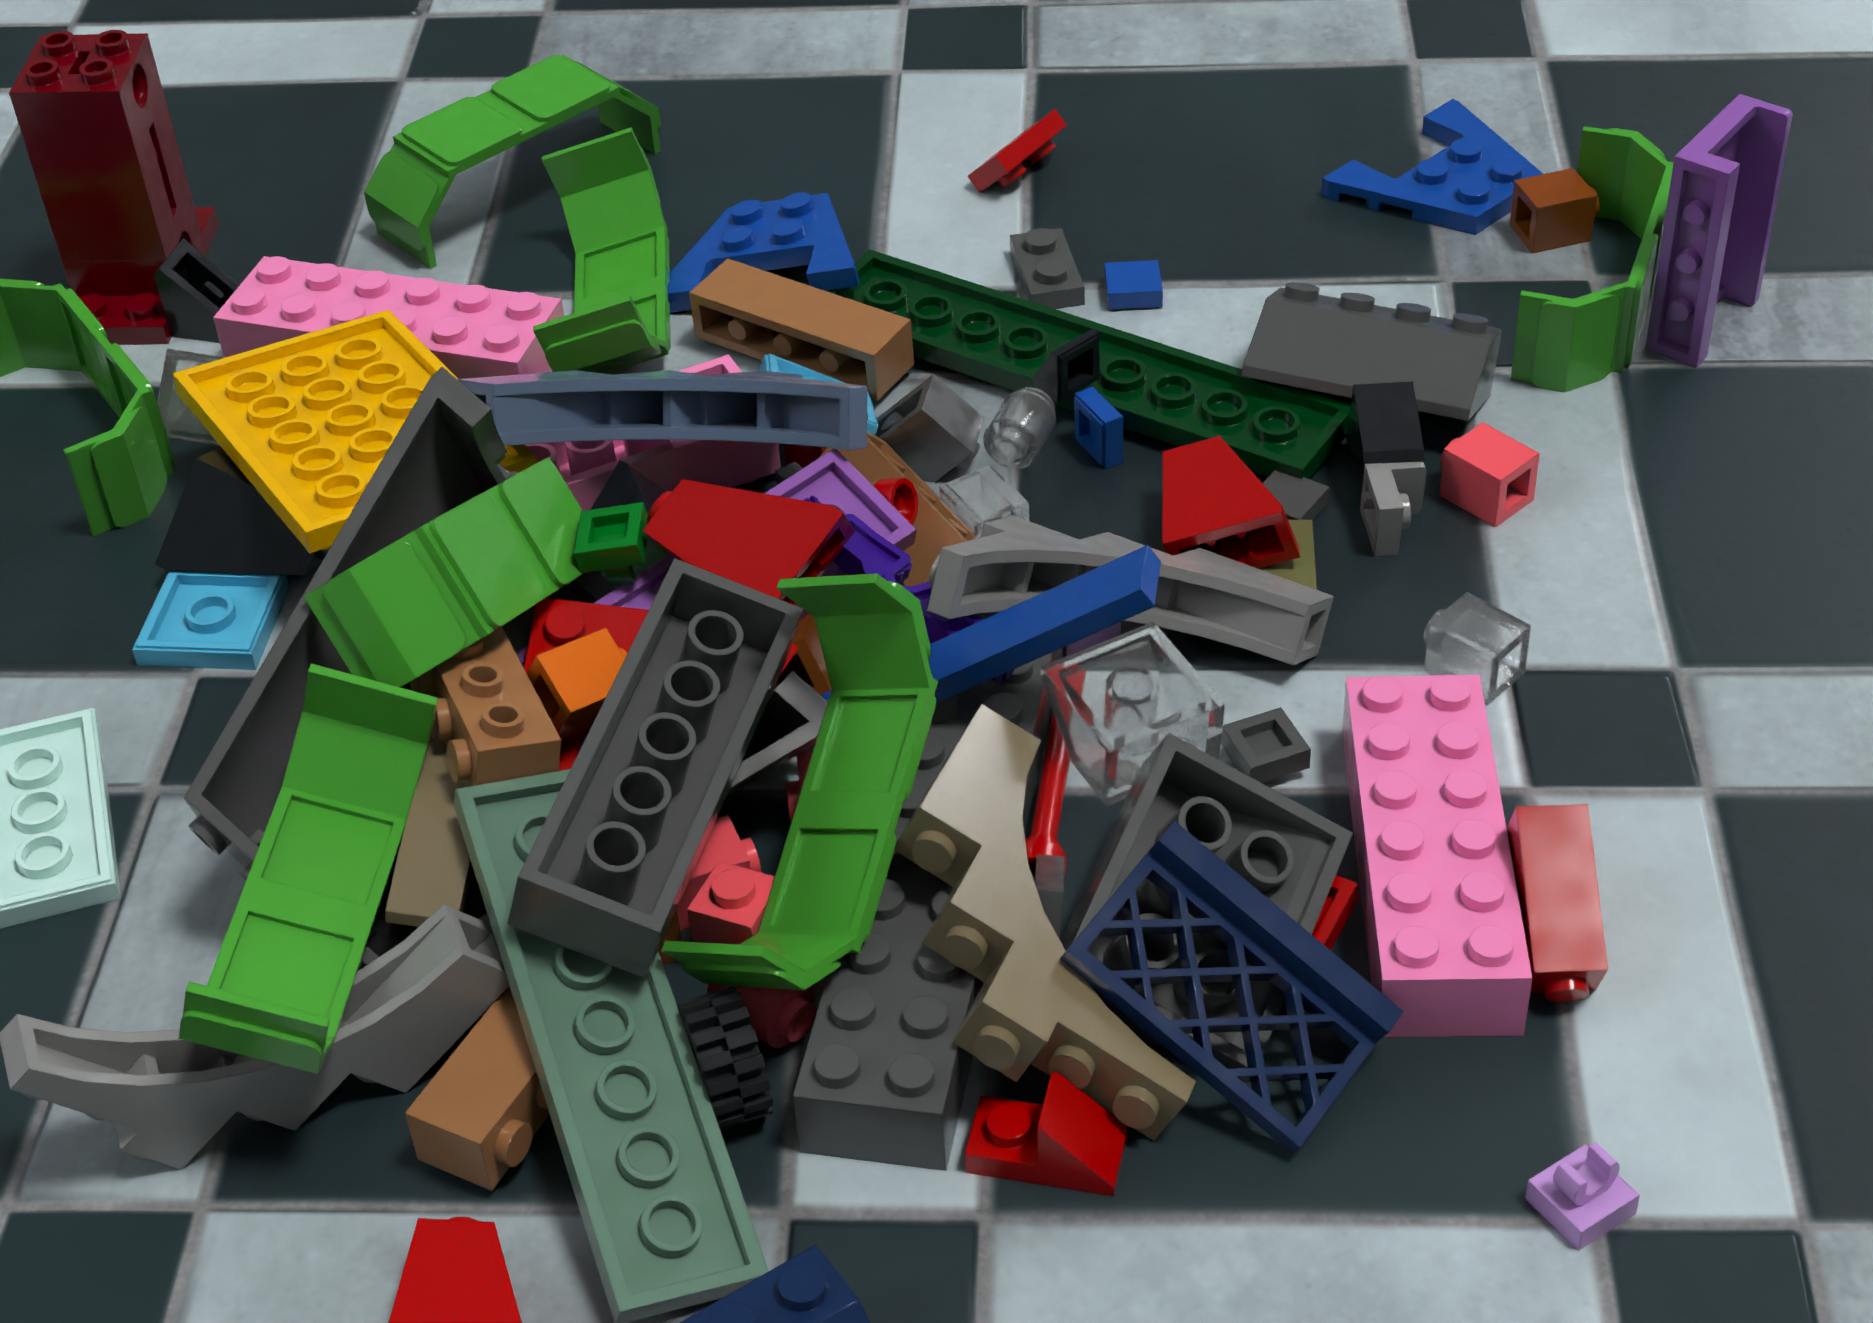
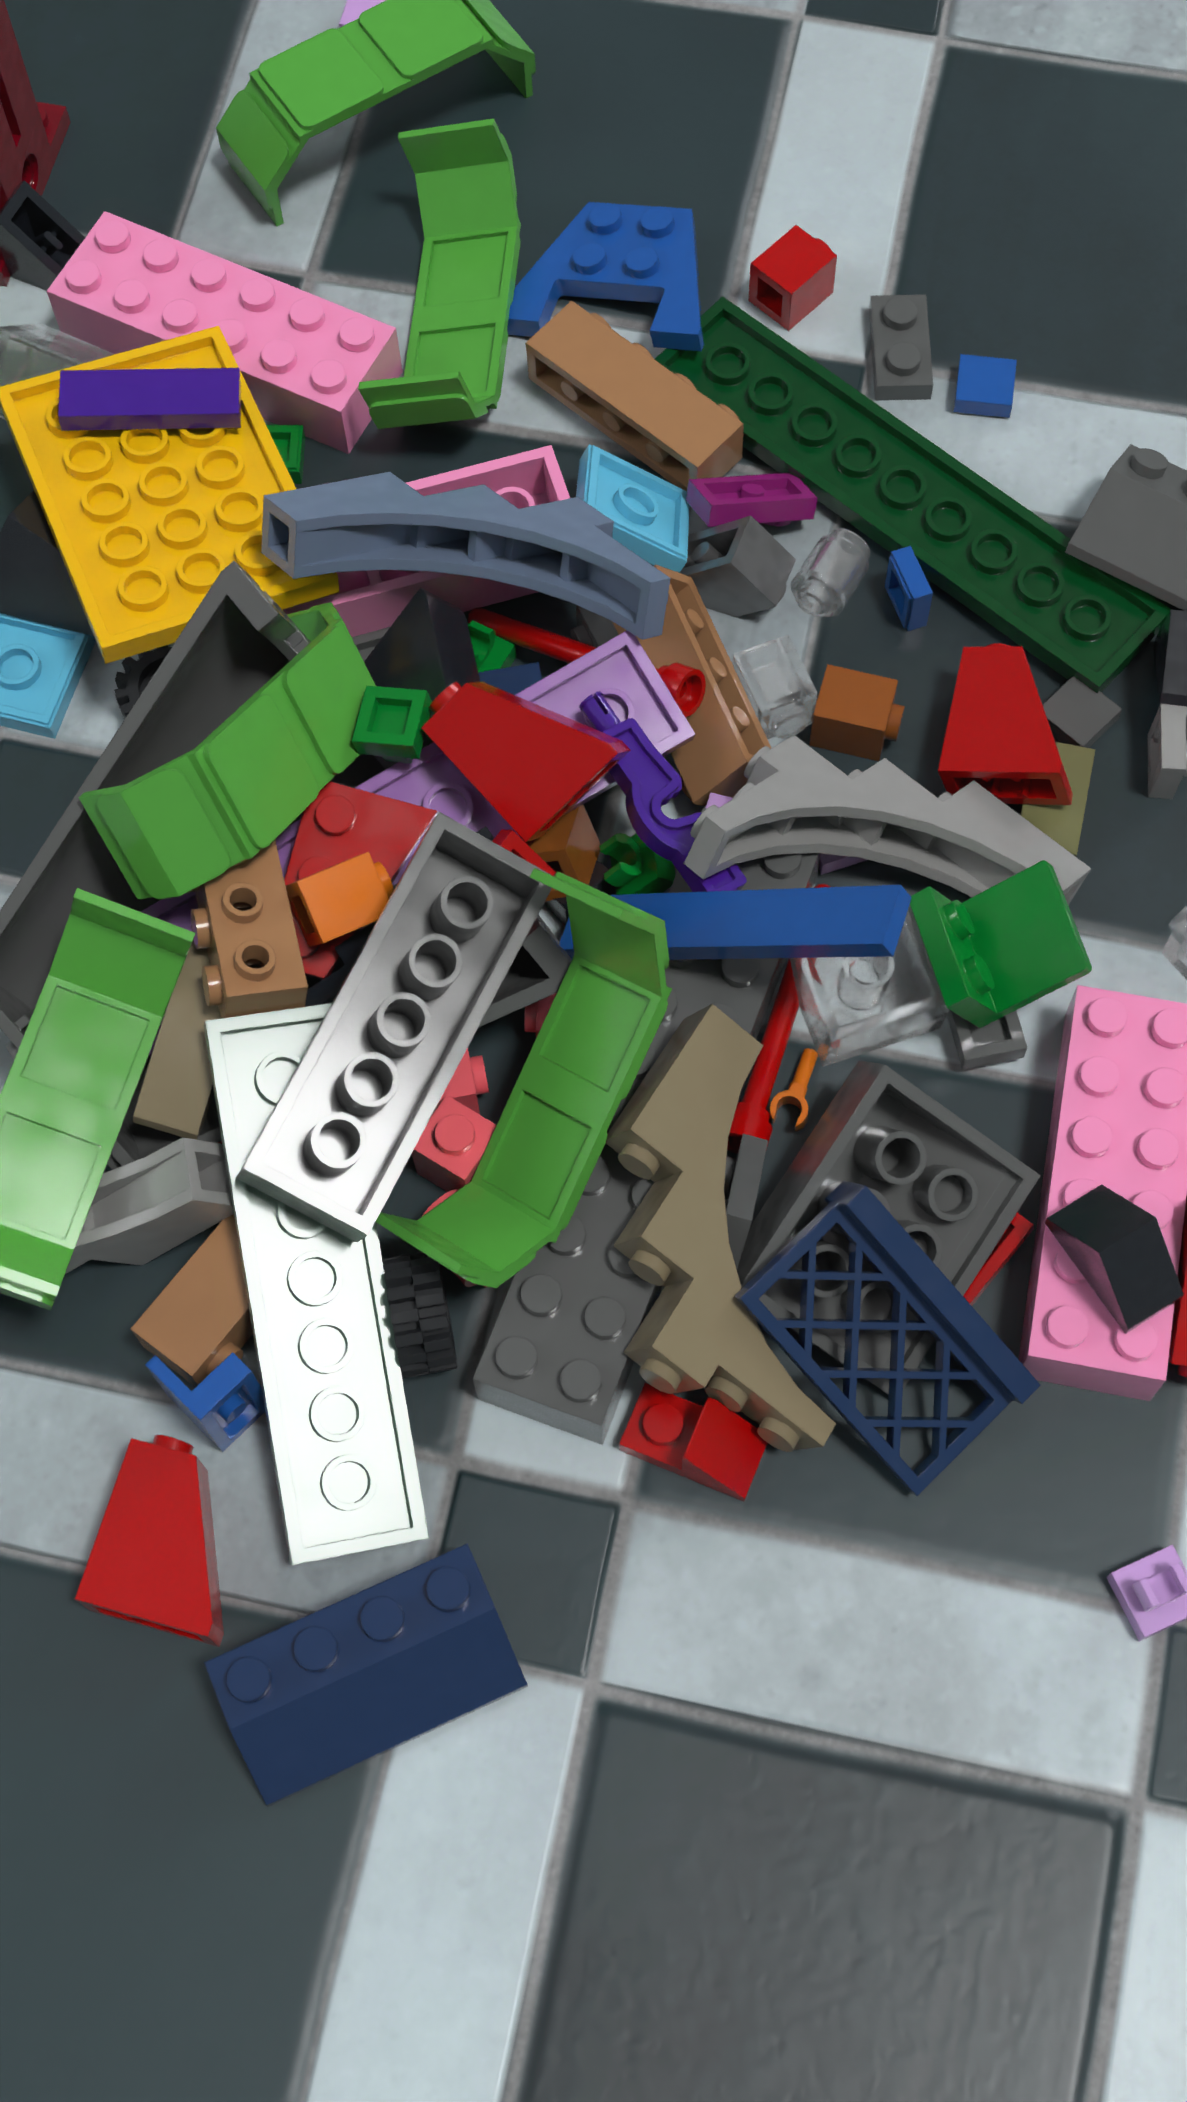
camera: 10 degrees right, 25 degrees up
(328, 358) = (150, 399): none -> dark purple tile
(507, 1170) = (221, 1404): none -> blue panel
(933, 229) = (792, 277): none -> red brick
(961, 379) = (765, 497): none -> magenta plate
(1030, 144) = (910, 168): red plate -> none
(1070, 367) = (893, 517): black slope -> none
(1072, 508) = (855, 713): none -> dark orange brick
(1083, 831) = (797, 1089): none -> orange hand
(1265, 654) = (1001, 944): none -> green bracket
(1454, 867) = (1118, 1255): none -> black slope

